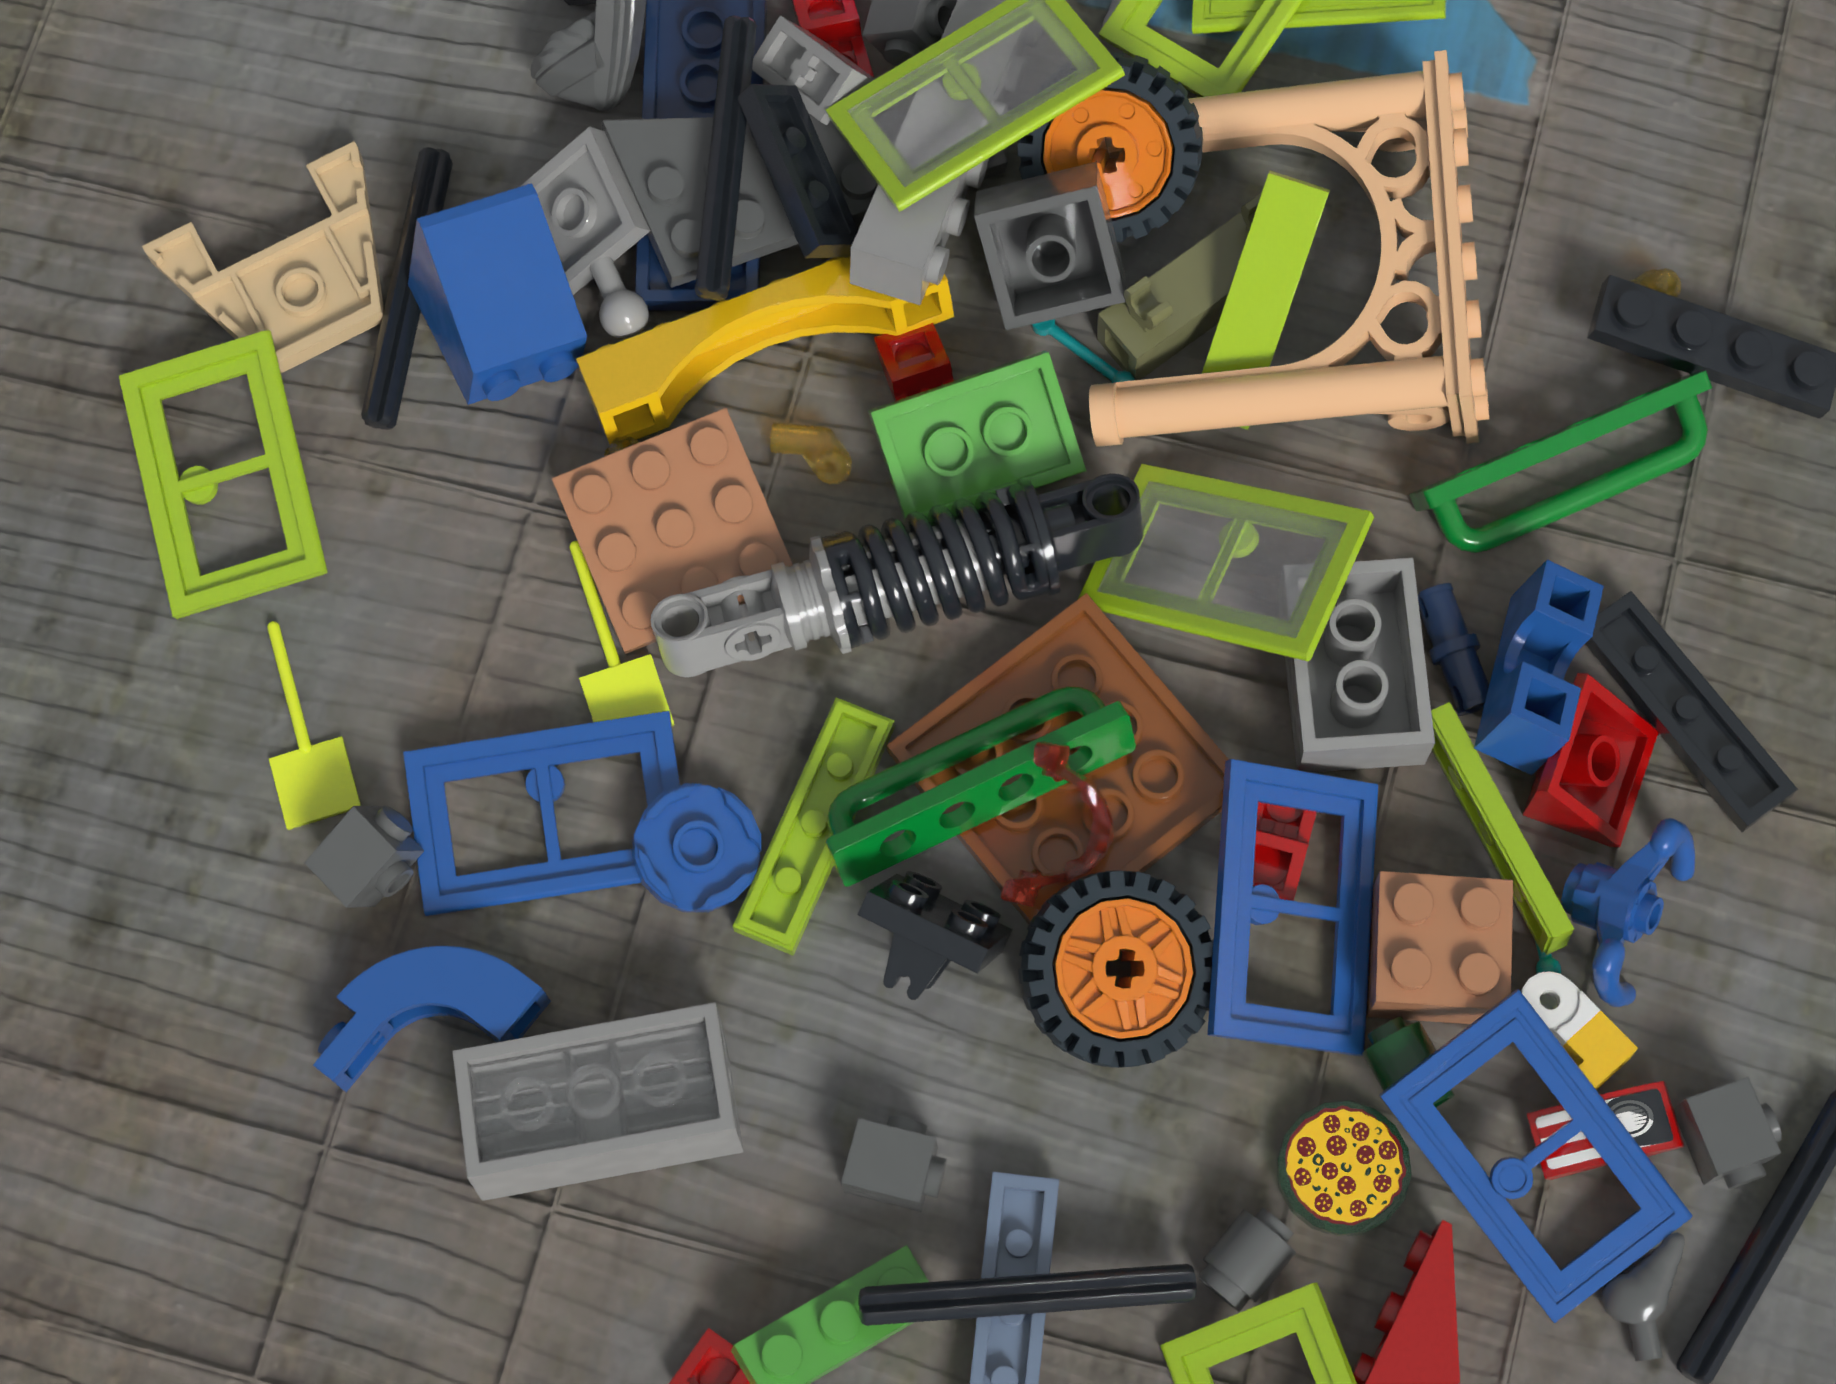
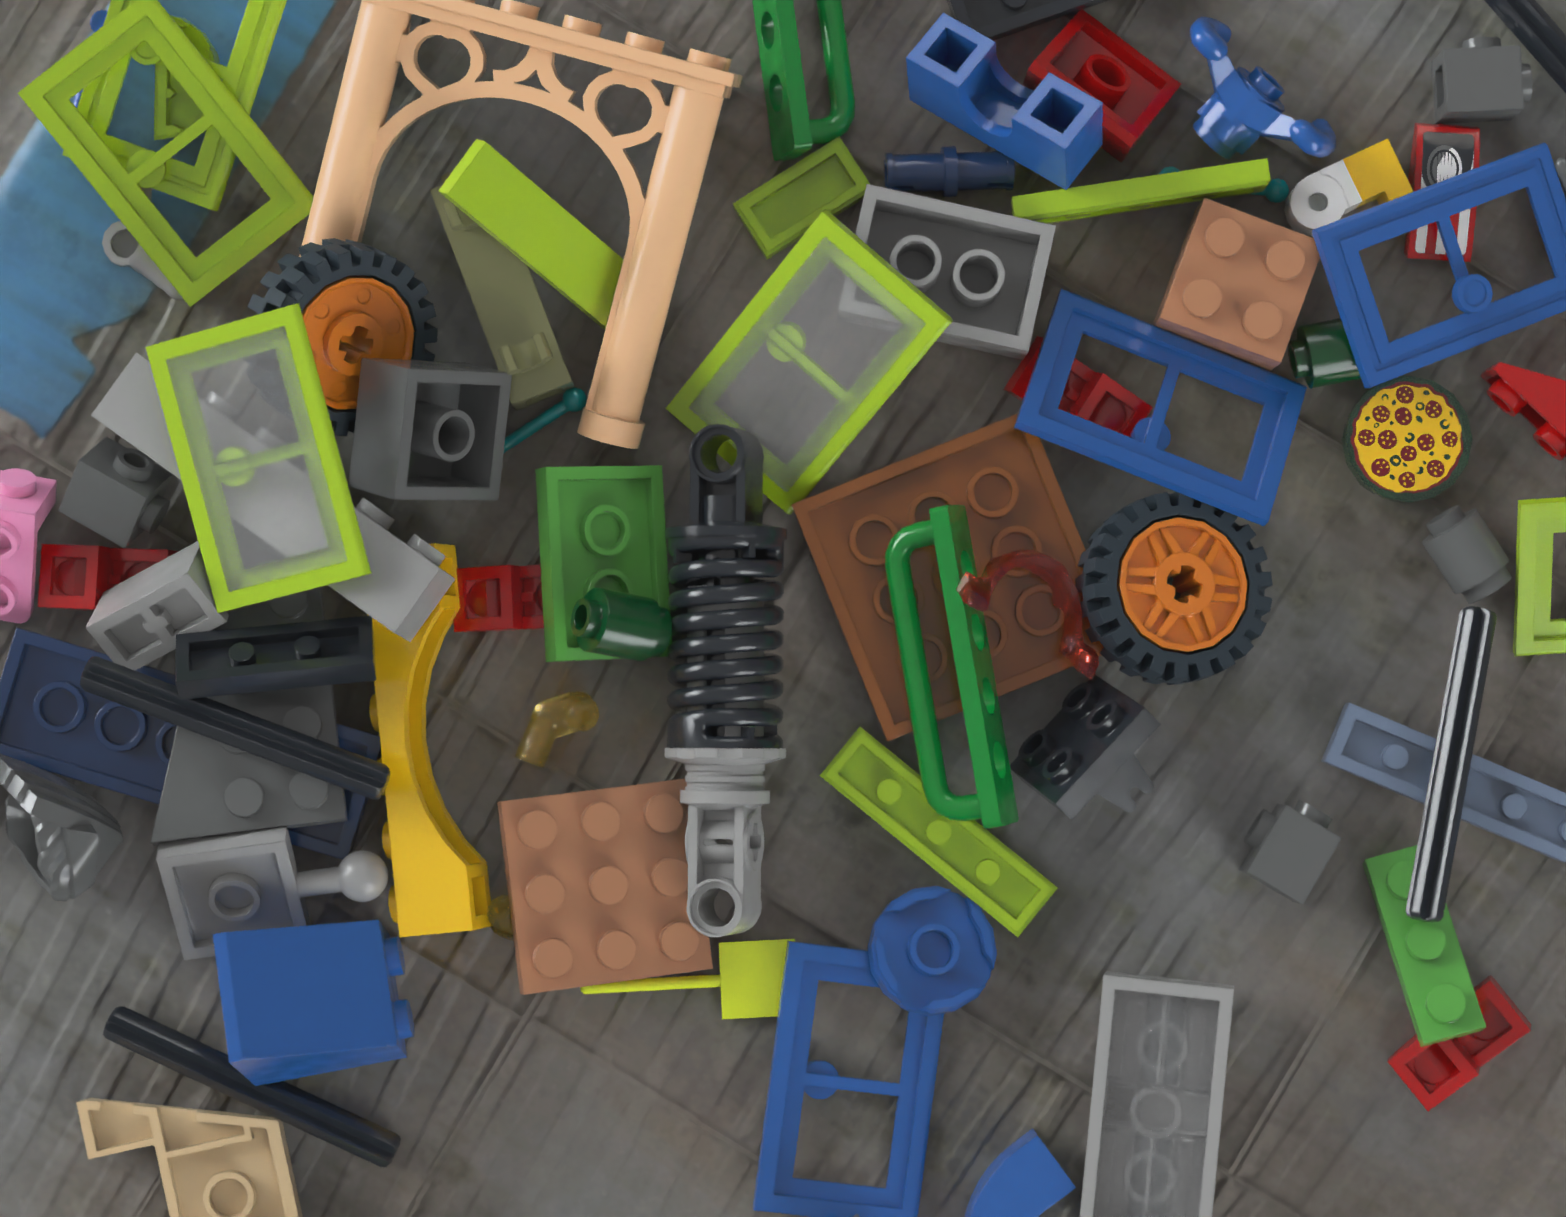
camera: 80 degrees left, 15 degrees up
(921, 459) = (621, 625): none -> dark green brick
(1395, 528) = (792, 200): none -> lime tile

